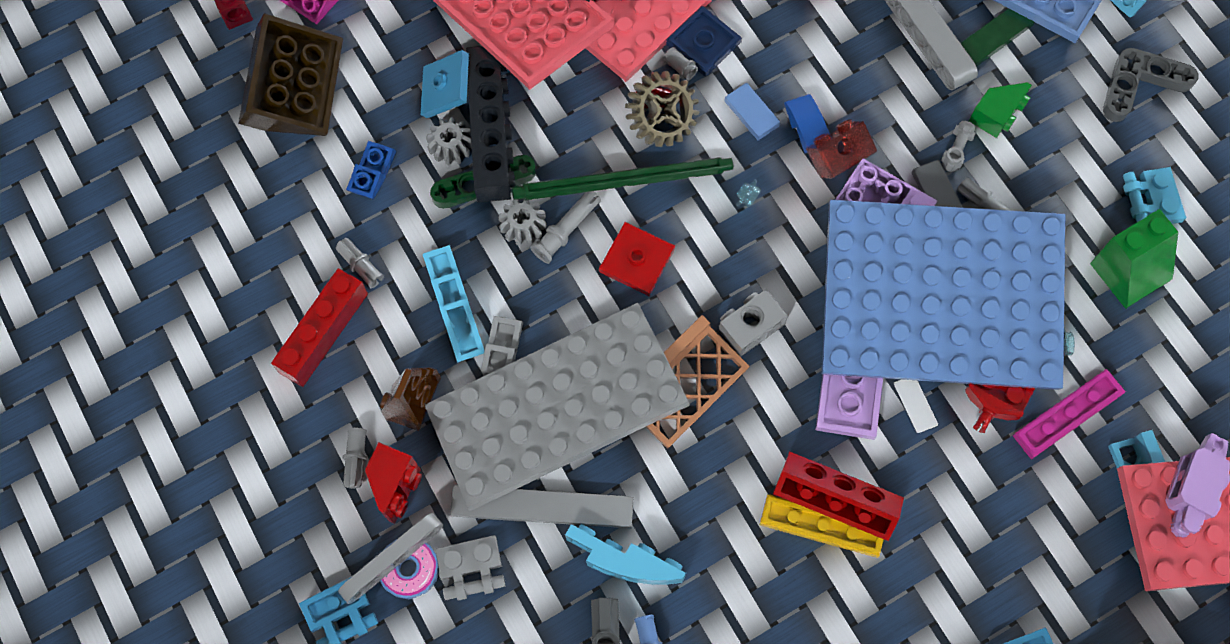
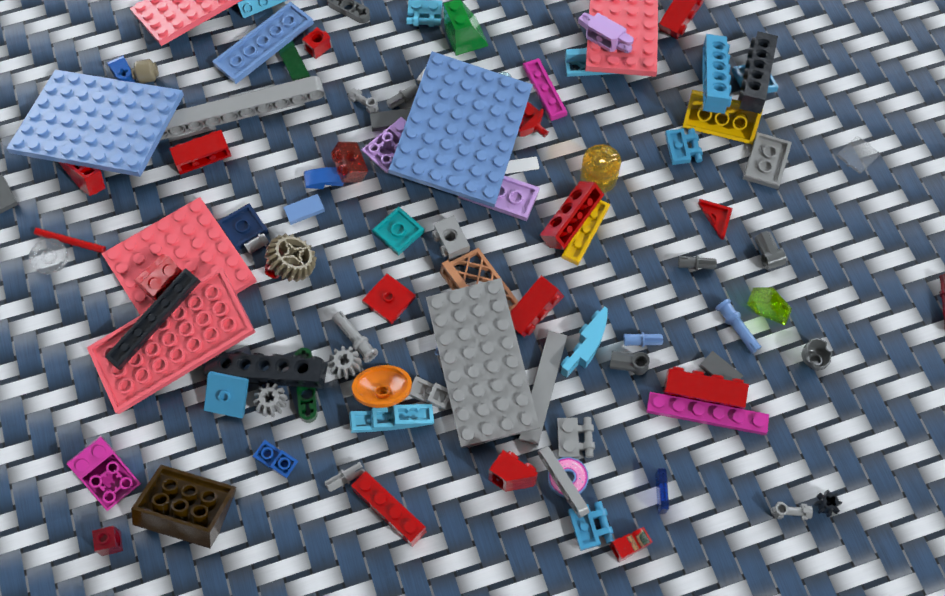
camera: 80 degrees left, 5 degrees down
(354, 458) = (487, 500): light grey axle -> none
(409, 395) = (457, 449): reddish brown wedge -> none
(500, 268) = (381, 386): none -> orange dish
(622, 178) = (332, 297): dark green piece -> none
(666, 468) = (535, 306): none -> red wedge
(748, 193) = (363, 222): clear light blue plate -> none
(750, 247) = (398, 230): none -> teal tile
(920, 533) = (601, 165): none -> clear yellow wheel
(998, 106) = (345, 72): green slope -> none
(1044, 46) = (316, 42): none -> red brick

